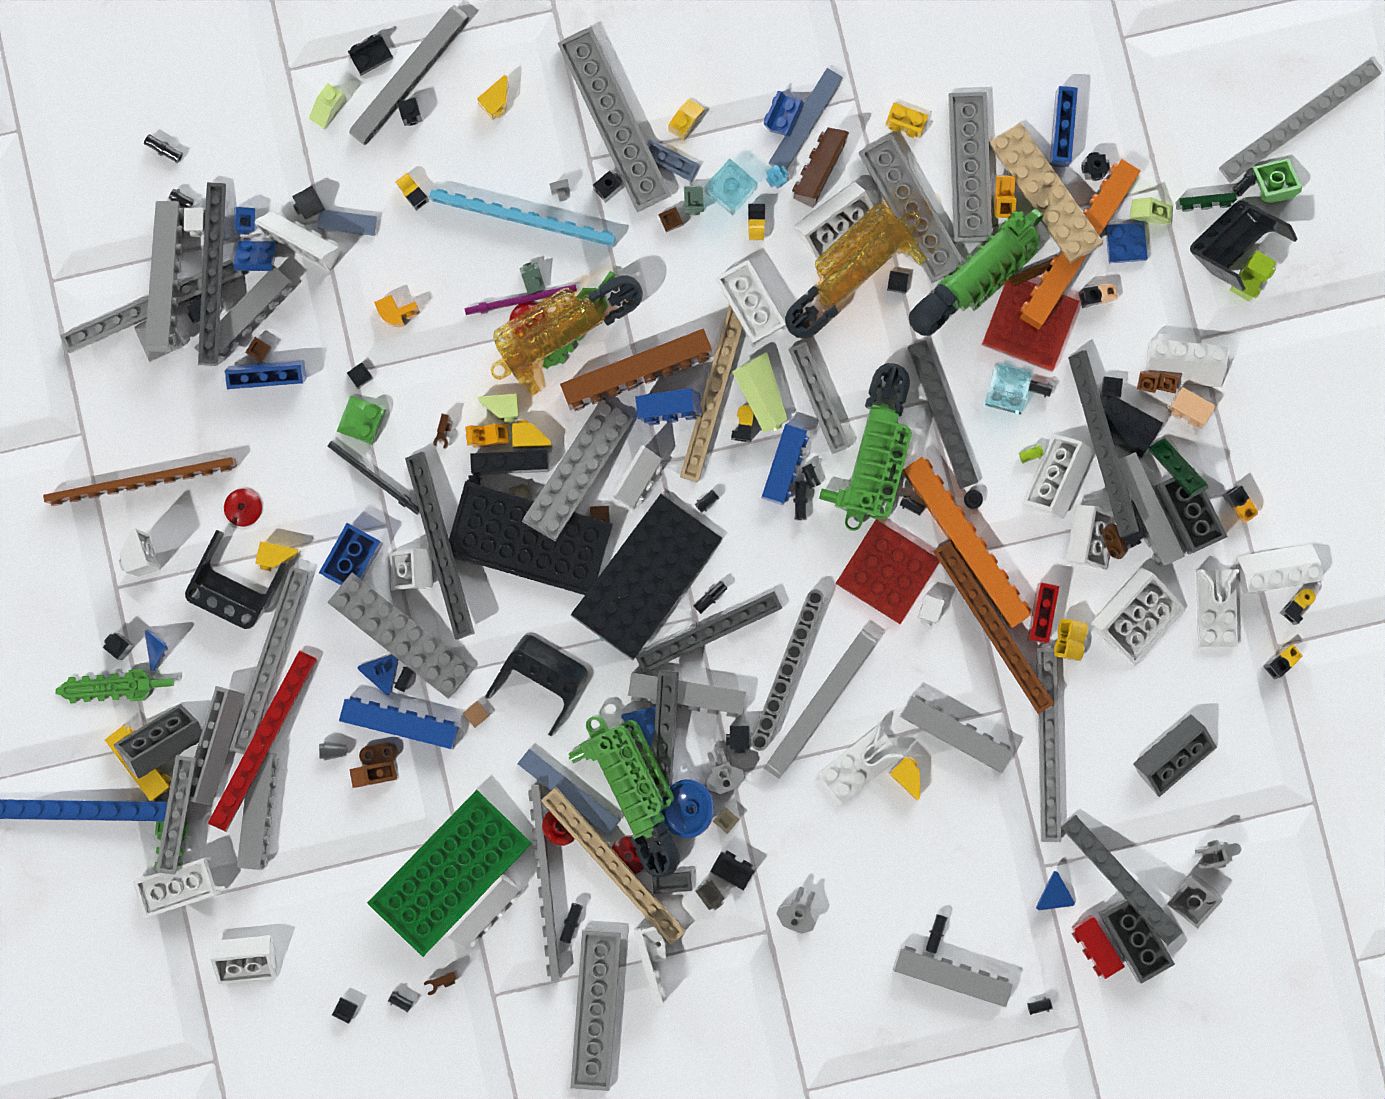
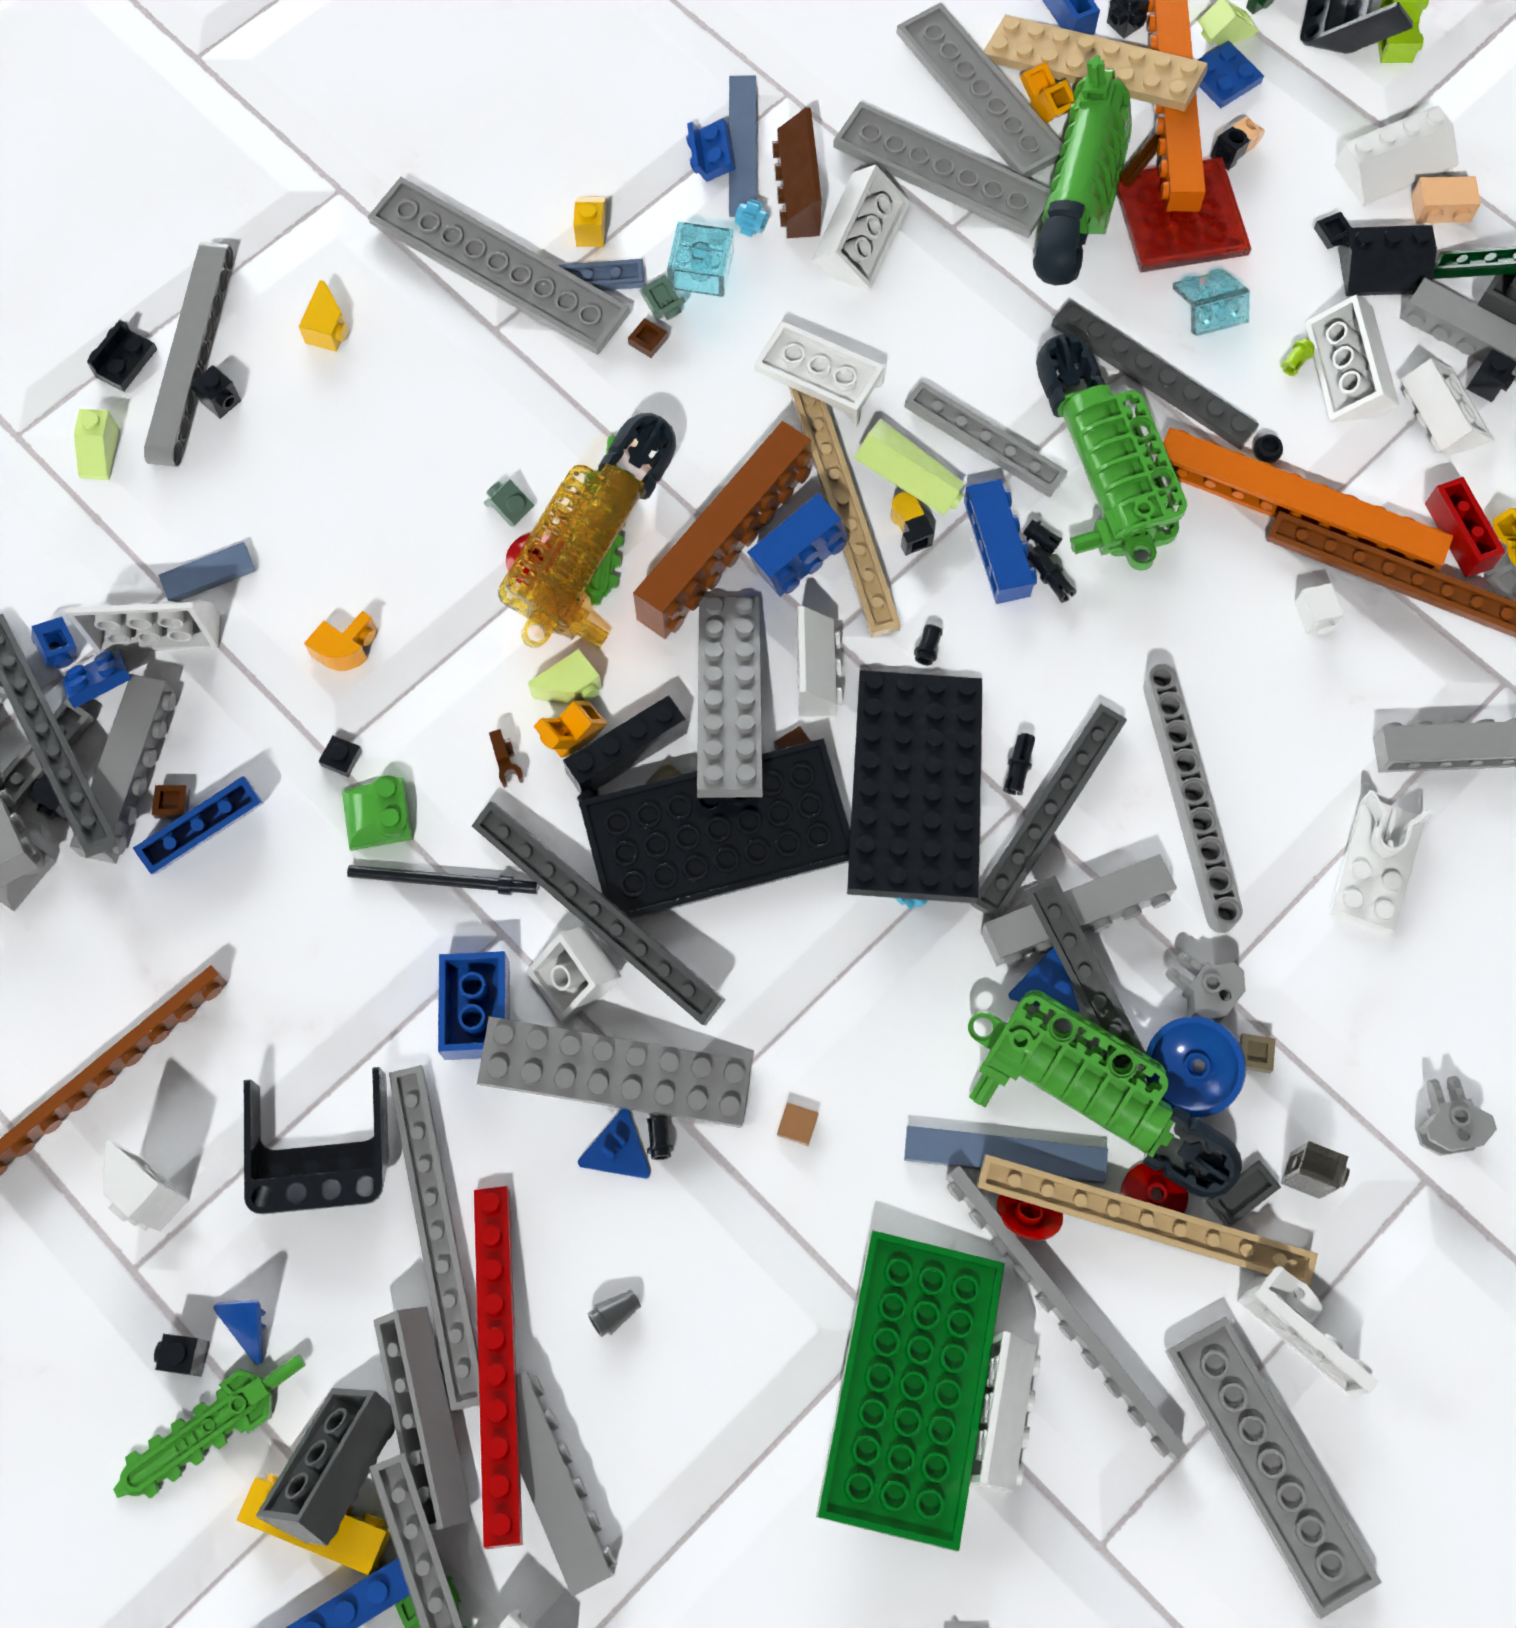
camera: 30 degrees left, 15 degrees down
(249, 514) = (279, 1045): red dish -> none
(272, 555) = (351, 1072): yellow slope -> none
(307, 203) = (136, 573): black brick -> none
(373, 774) = (698, 1309): dark orange slope -> none
(378, 754) = (688, 1273): reddish brown plate -> none
(398, 723) = (692, 1206): blue brick -> none
(411, 191) = (277, 486): leg -> none
(446, 980) = (1014, 1567): reddish brown plate -> none
(484, 307) = (465, 573): magenta bar -> none
(515, 215) = (448, 437): medium azure plate -> none
(528, 436) = (629, 696): yellow slope -> none
(547, 668) = (860, 992): black windscreen -> none
(560, 188) = (477, 377): light grey tile -> none
(571, 923) = (1142, 1350): black pin -> none
(608, 186) = (539, 342): black brick -> none
(732, 870) = (1315, 1118): black bracket -> none
(738, 738) = (1192, 927): black brick -> none
(756, 221) = (759, 281): leg -> none
(820, 703) = (1268, 818): light grey beam -> none
(855, 265) = (919, 266): clear yellow piece -> none
(887, 571) = (1227, 598): clear red plate -> none
(897, 282) = (985, 258): black plate -> none
(906, 120) = (866, 83): yellow bracket -> none
(908, 776) = (1456, 840): yellow slope -> none
(911, 505) = (1200, 498): black pin -> none
(1040, 388) = (1253, 277): black pin -> none
(1103, 444) = (1384, 289): dark grey plate -> none
(1115, 545) = (1485, 394): reddish brown plate -> none
(1158, 380) = (1384, 192): dark orange slope -> none

